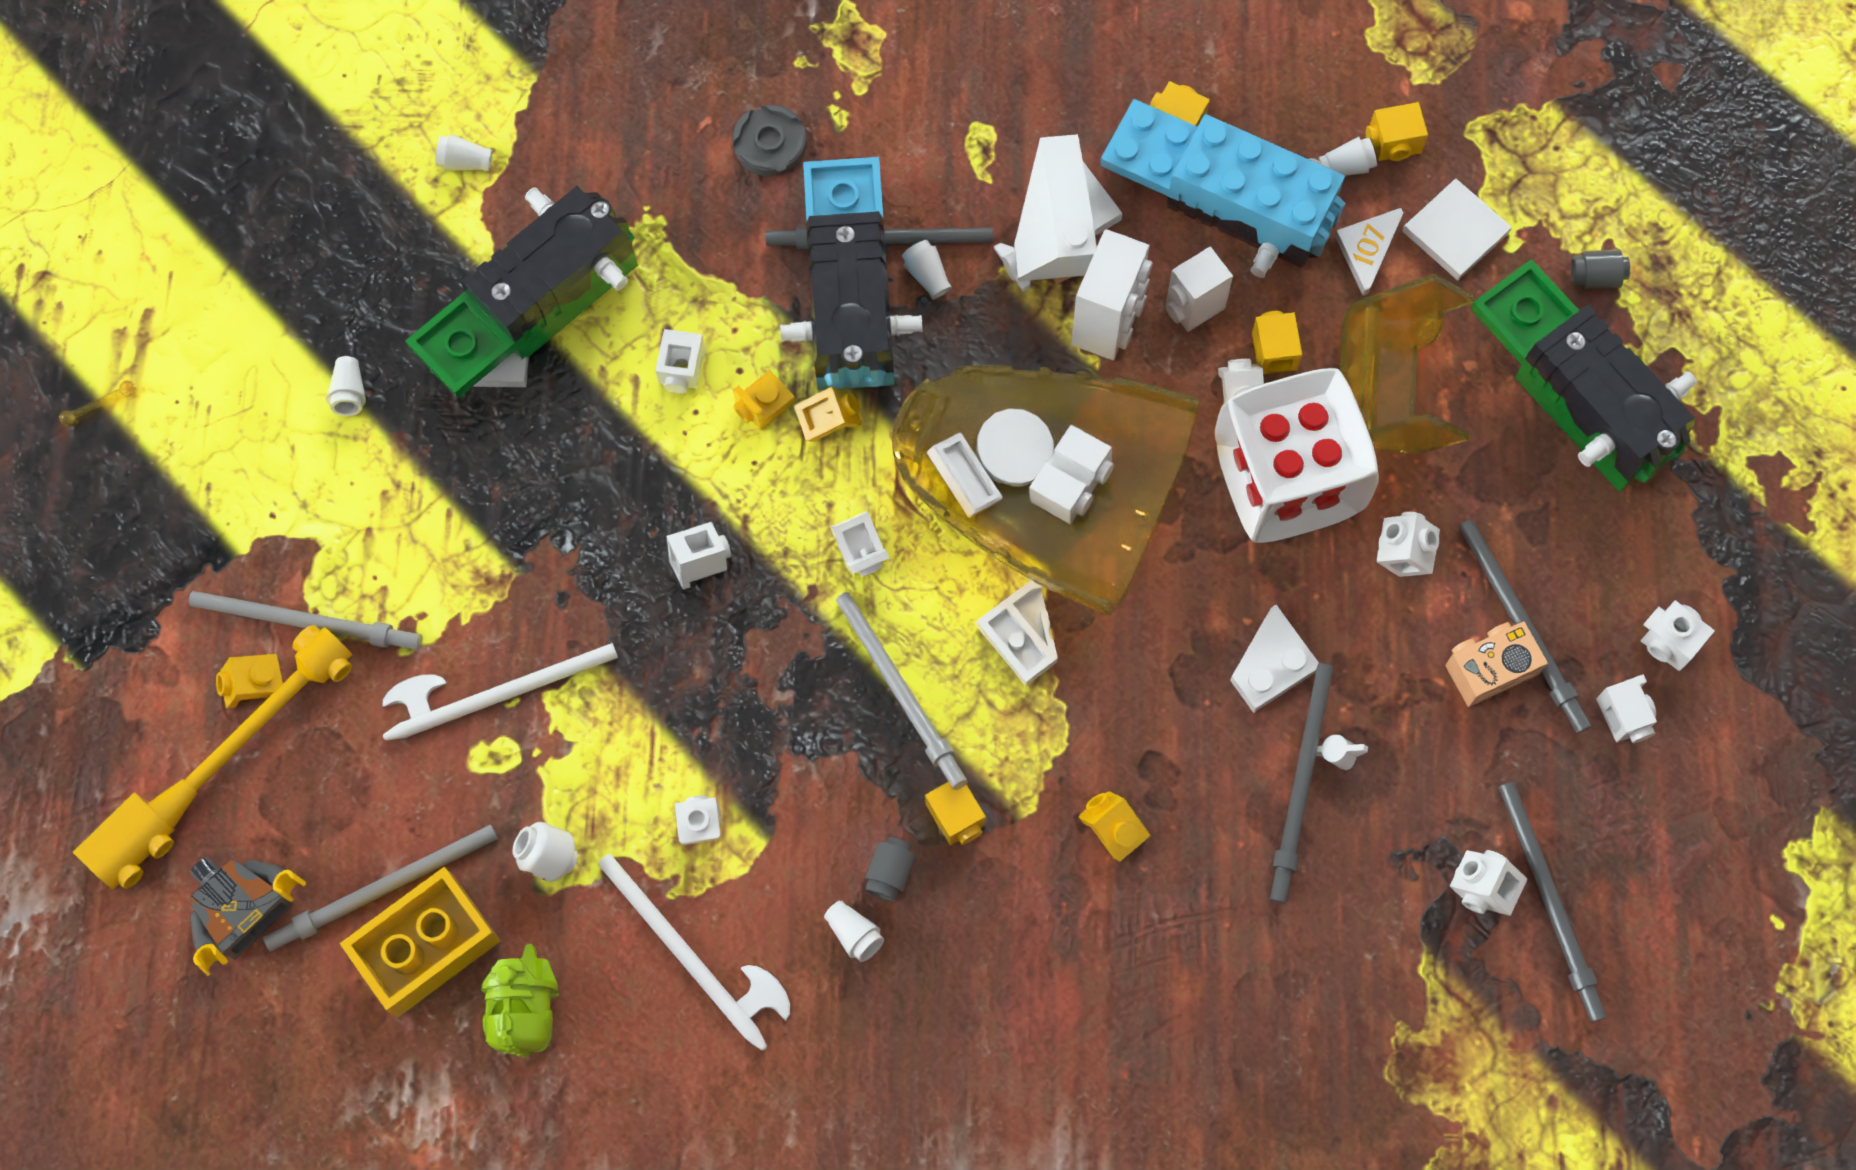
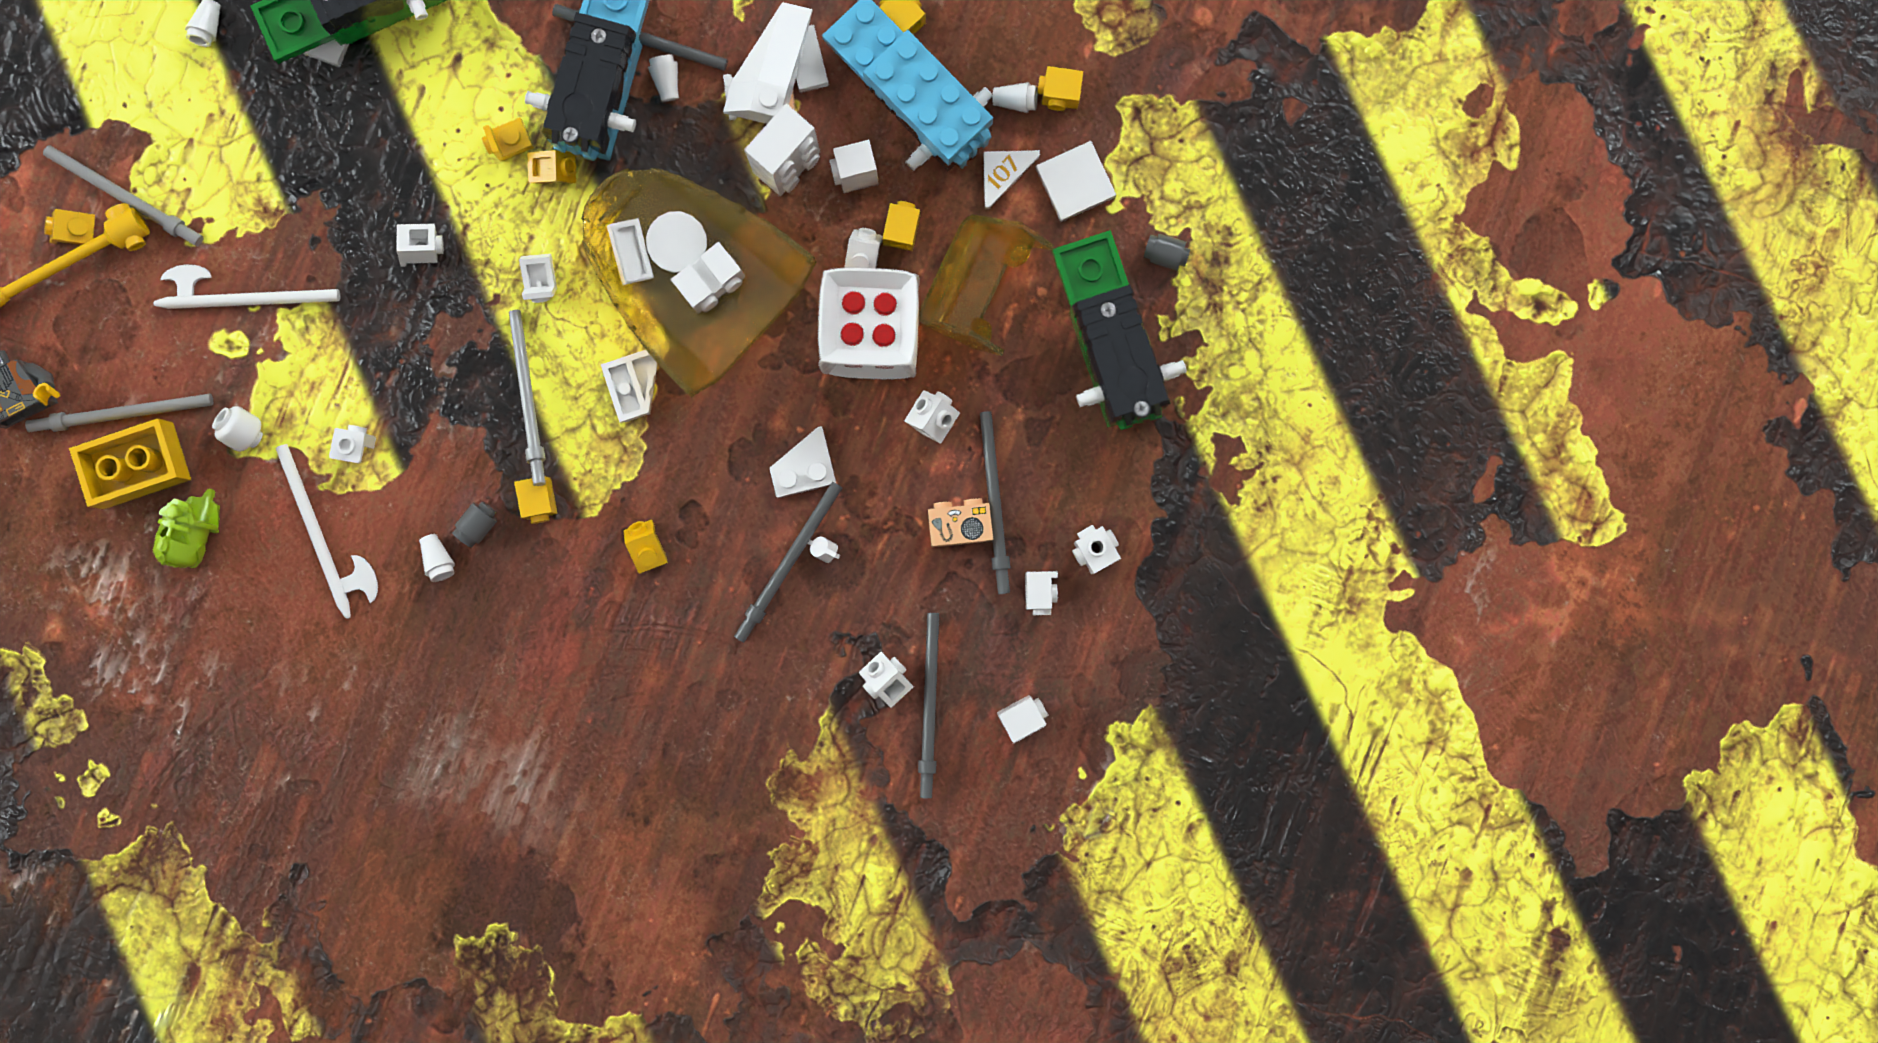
camera: 15 degrees right, 15 degrees up
(680, 349) = (454, 78): white brick -> none
(1681, 869) = (1023, 717): none -> white brick

